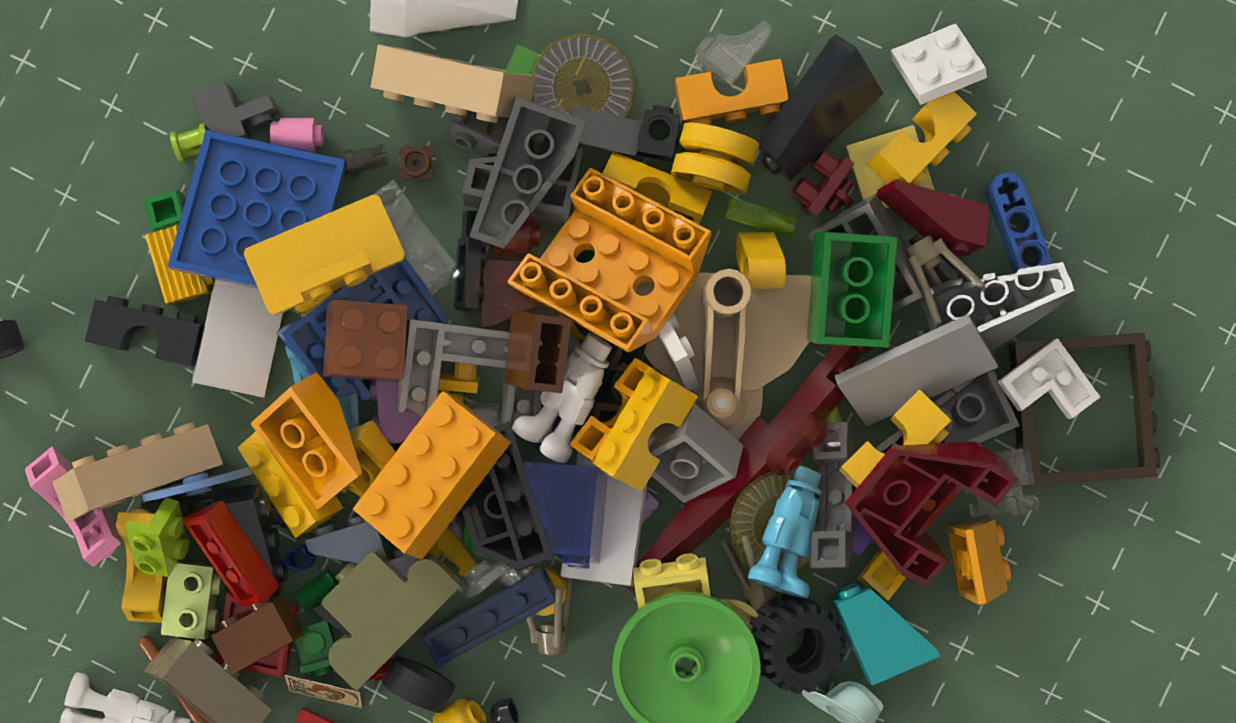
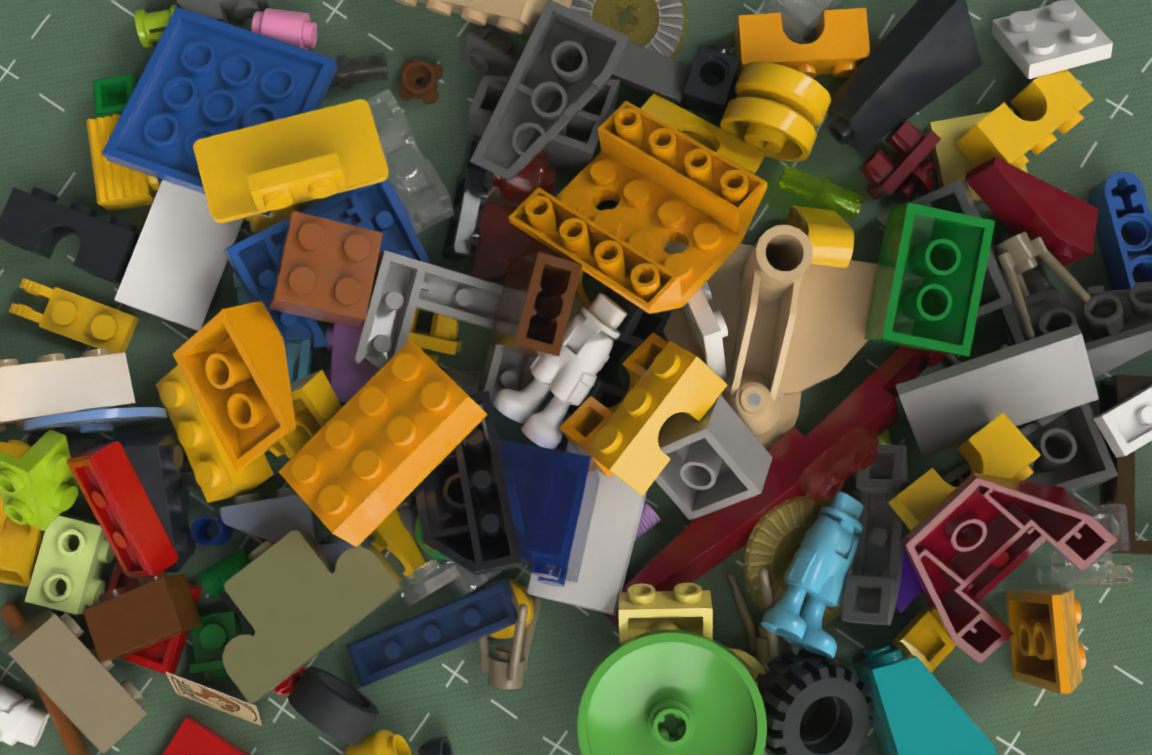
camera: 10 degrees right, 5 degrees down
(162, 399) = (79, 318): none -> yellow hinge

